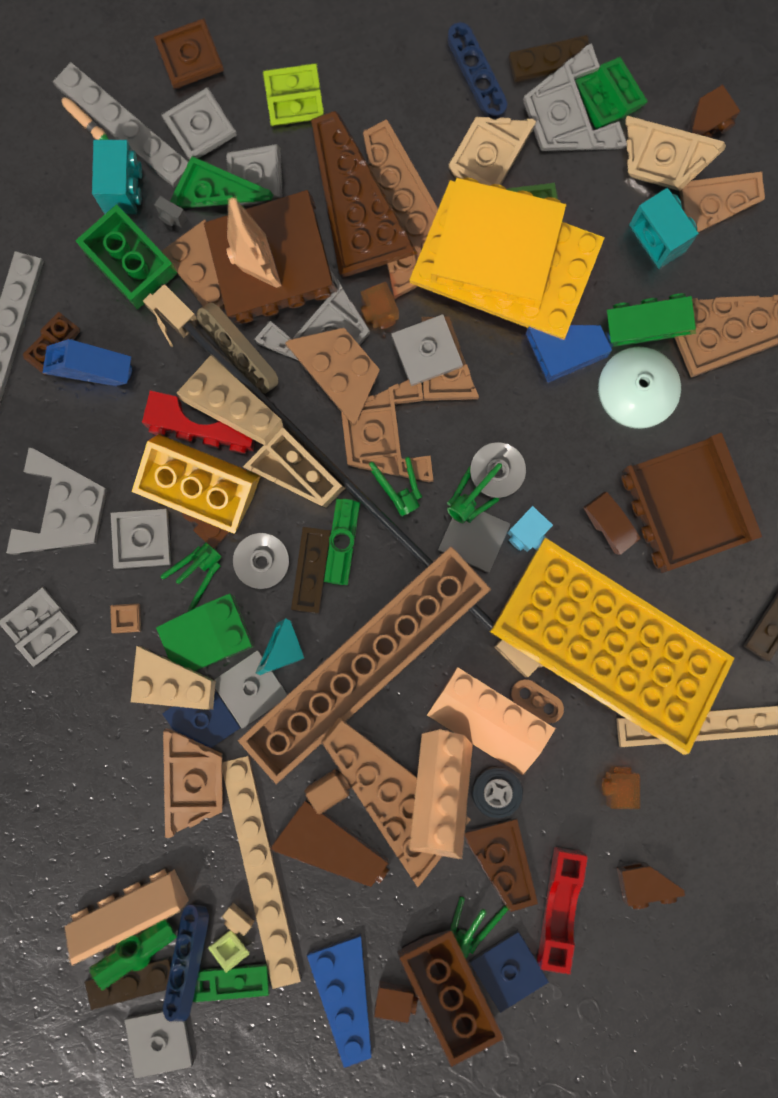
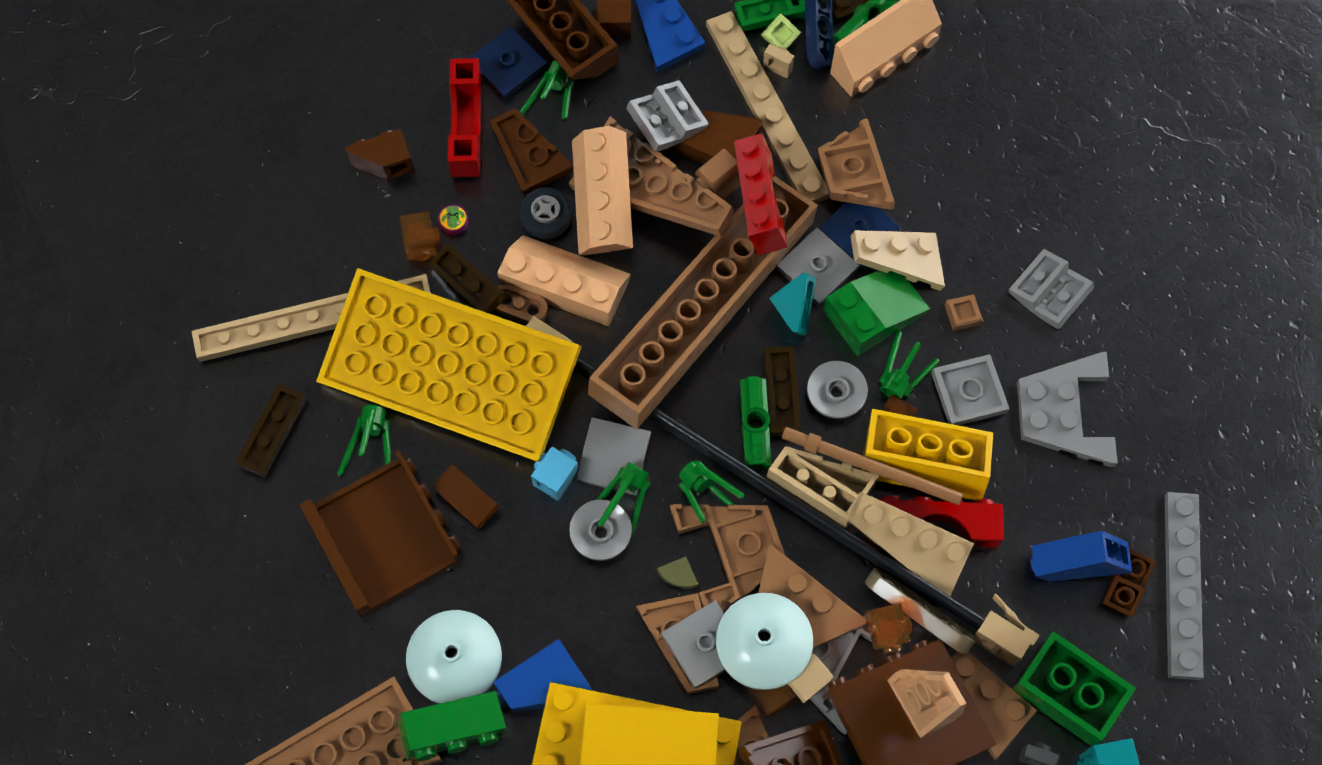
camera: 170 degrees right, 15 degrees down
(268, 331) = (888, 628): none -> clear orange brick
(295, 502) = (814, 444): none -> medium nougat bar
(295, 729) = (759, 201): none -> red arch
(346, 303) = (812, 679): none -> tan slope
(363, 868) = (667, 116): none -> light grey slope
(371, 355) = (770, 662): none -> light aqua dish
(436, 421) = (678, 574): none -> olive tile
(583, 731) = (467, 279): none -> dark brown plate
(586, 803) = (453, 219): none -> tile
(689, 609) = (370, 423): none -> green plant

